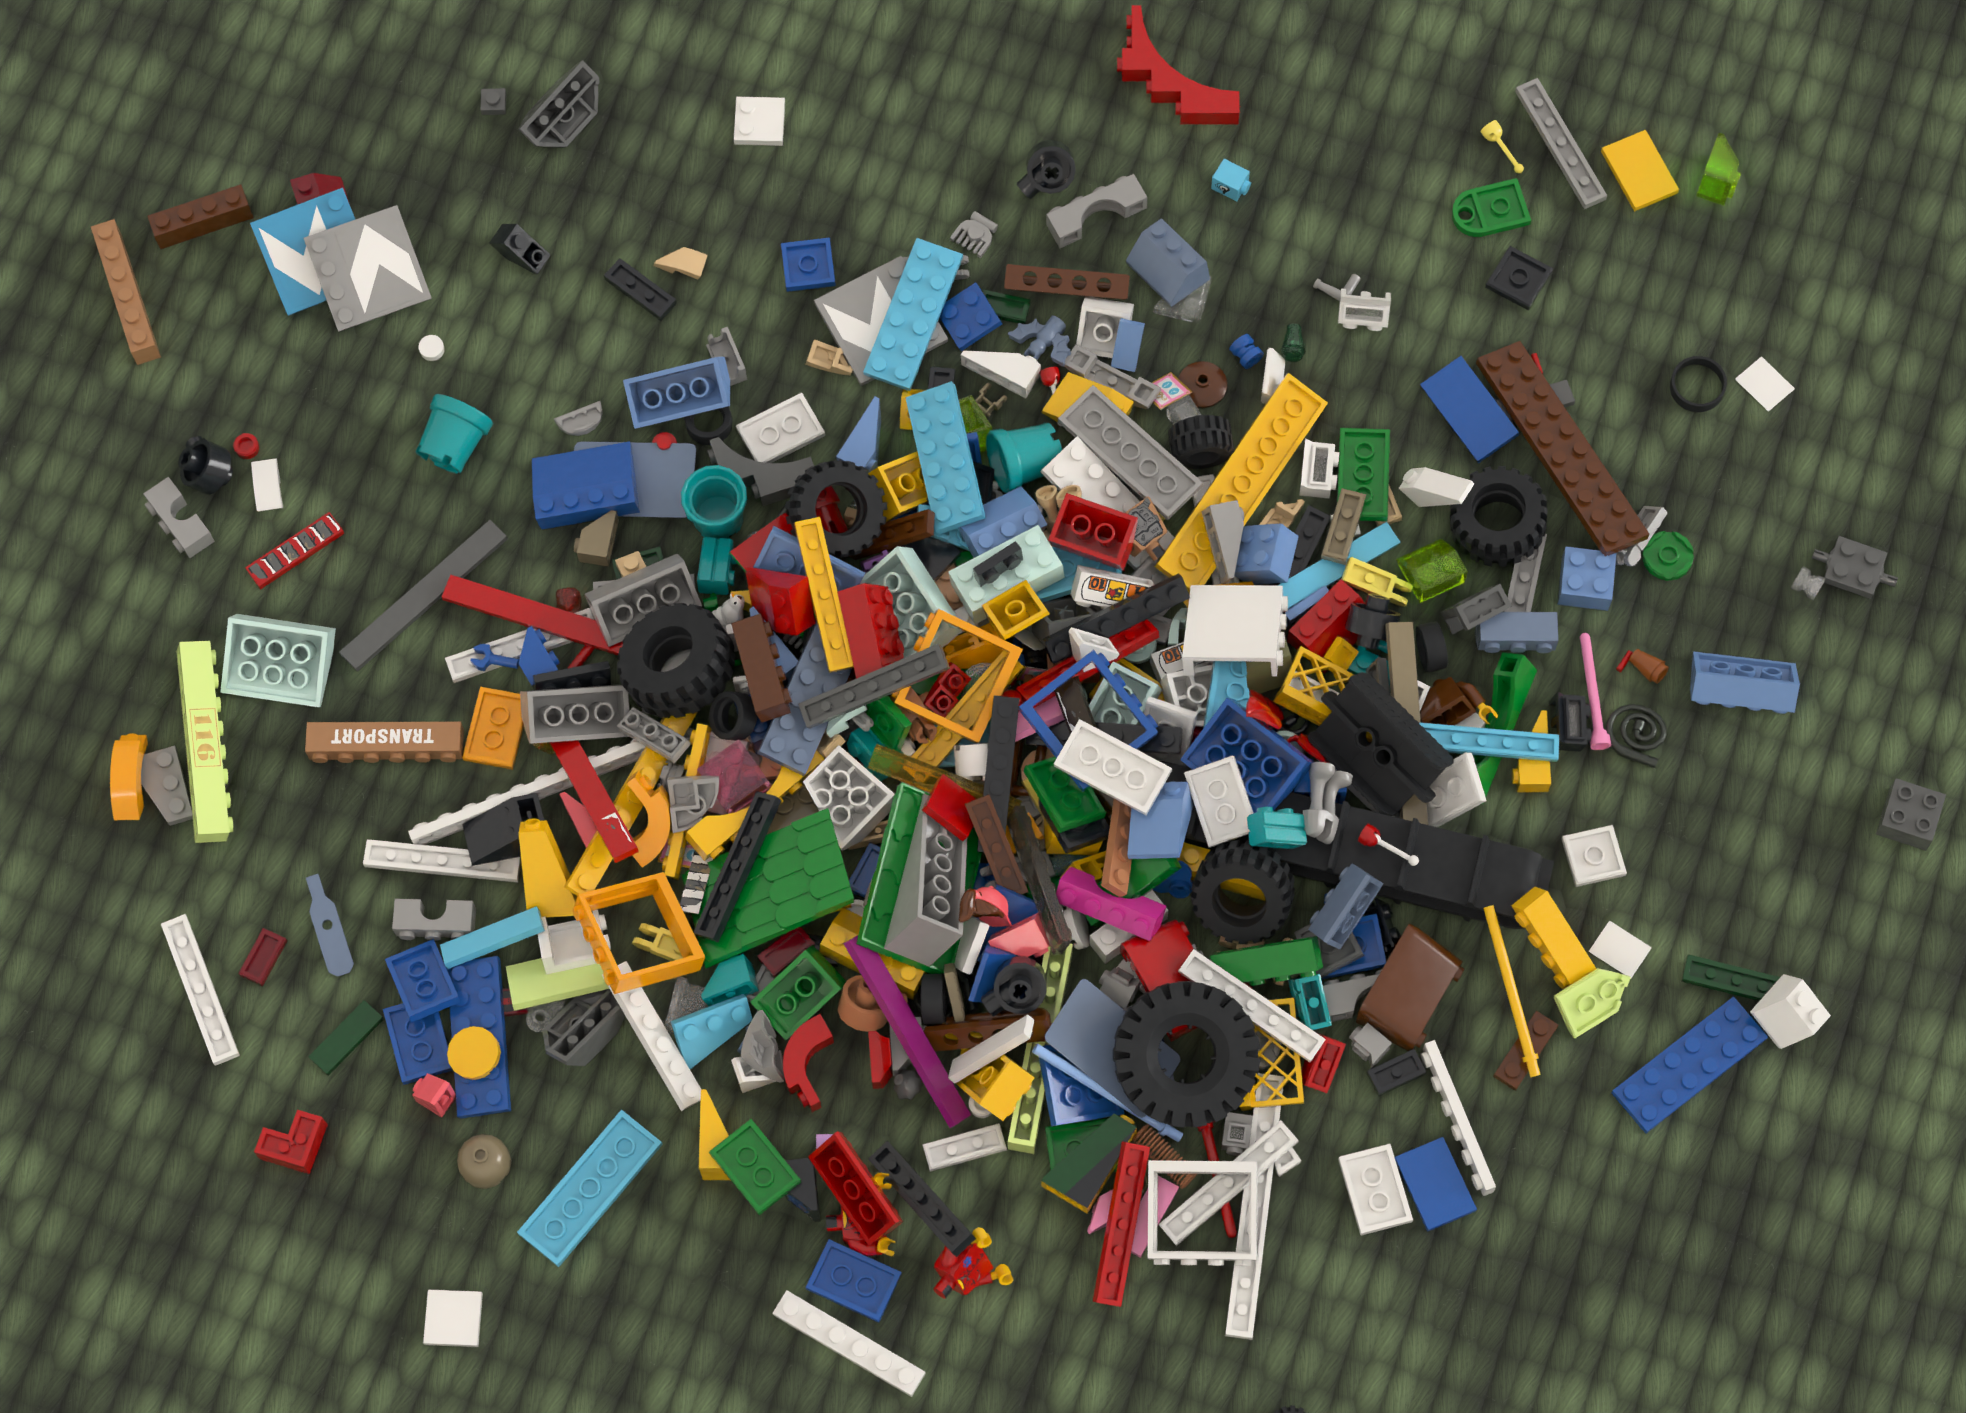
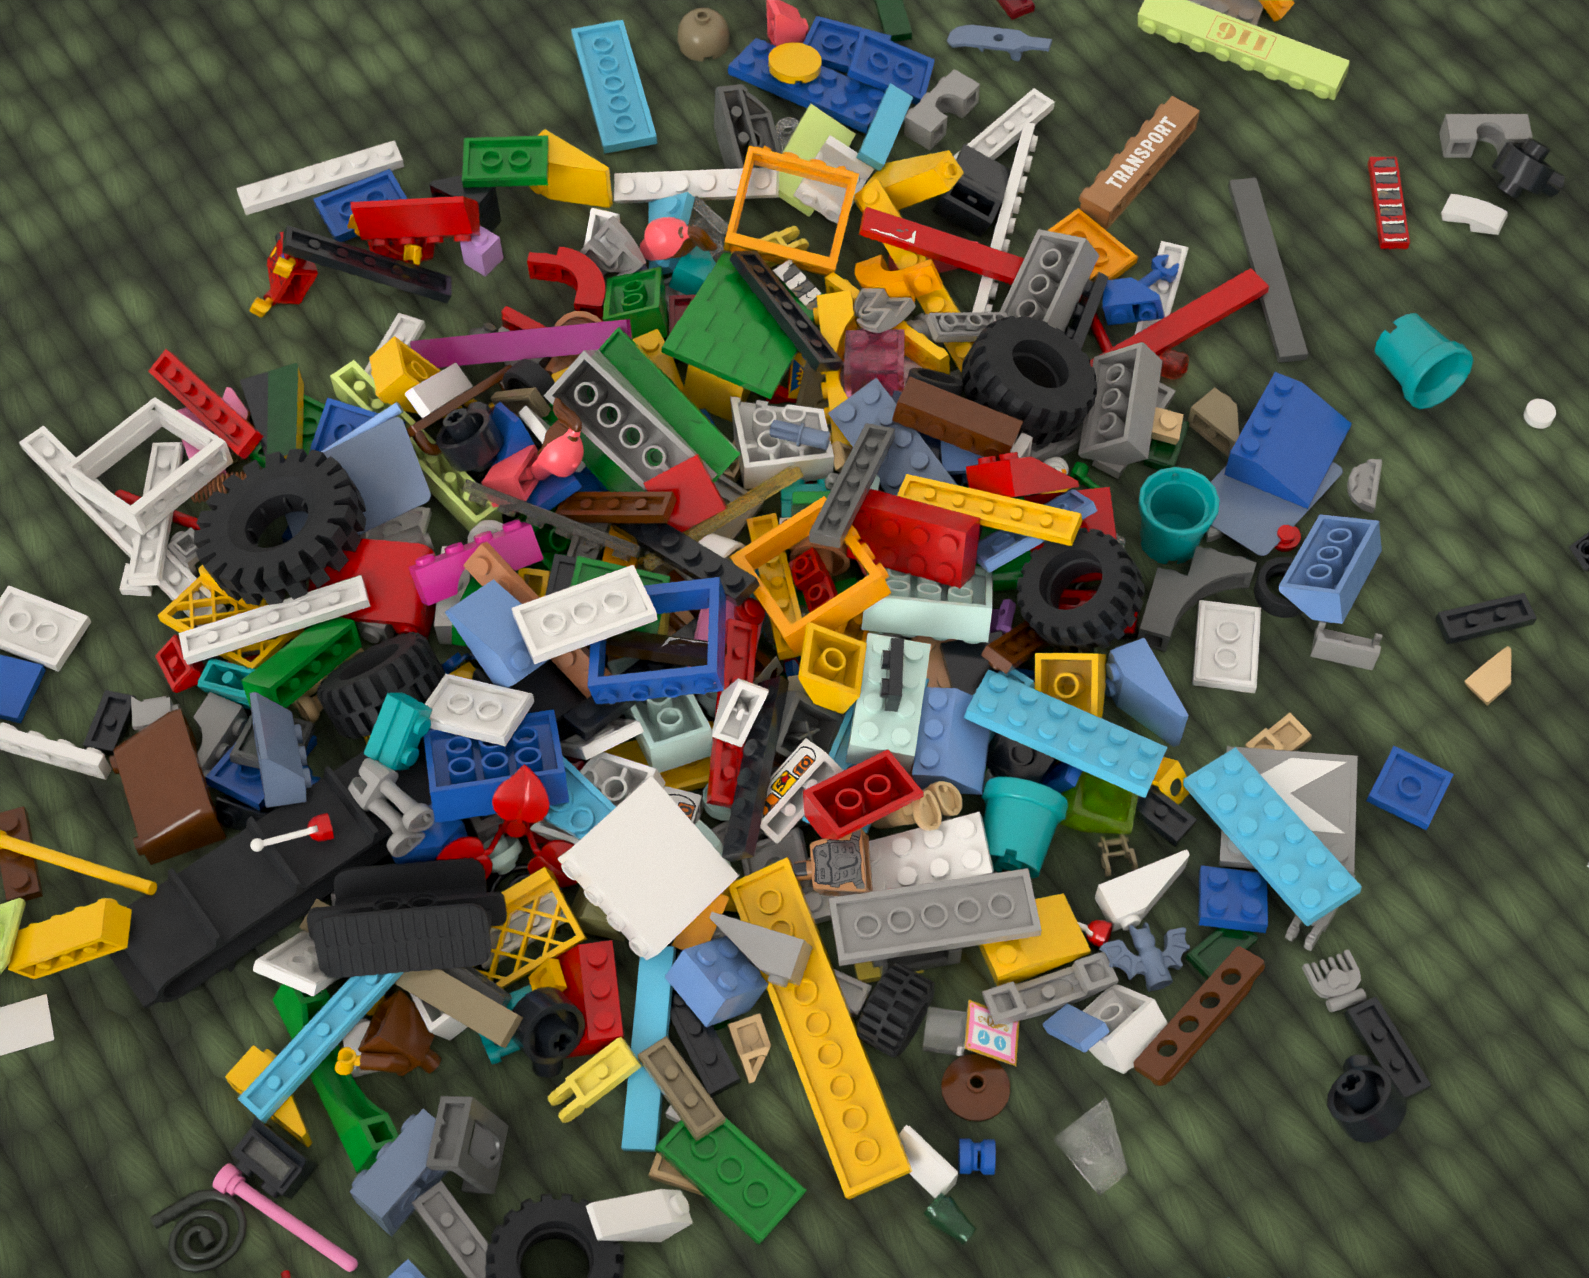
camera: 125 degrees right, 10 degrees down
(246, 446) = (1529, 223): red tile -> none
(277, 660) = (1285, 132): light aqua slope -> none
(715, 566) = (1123, 490): teal brick -> none
(727, 1004) = (673, 239): none -> coral hair
(841, 773) = (800, 434): none -> sand blue axle
(1000, 181) = (1387, 1046): none -> black plate
(1122, 196) = (1274, 1166): light grey arch -> none
(1167, 263) = (1149, 1148): sand blue slope -> none
(1304, 606) = (629, 989): medium blue tile -> none
(1318, 469) = (775, 1124): white window -> none
(1431, 646) = (474, 1075): black tyre -> none
(1433, 569) = (563, 1156): clear neon green slope -> none
(1594, 856) = (126, 1076): white tile -> none

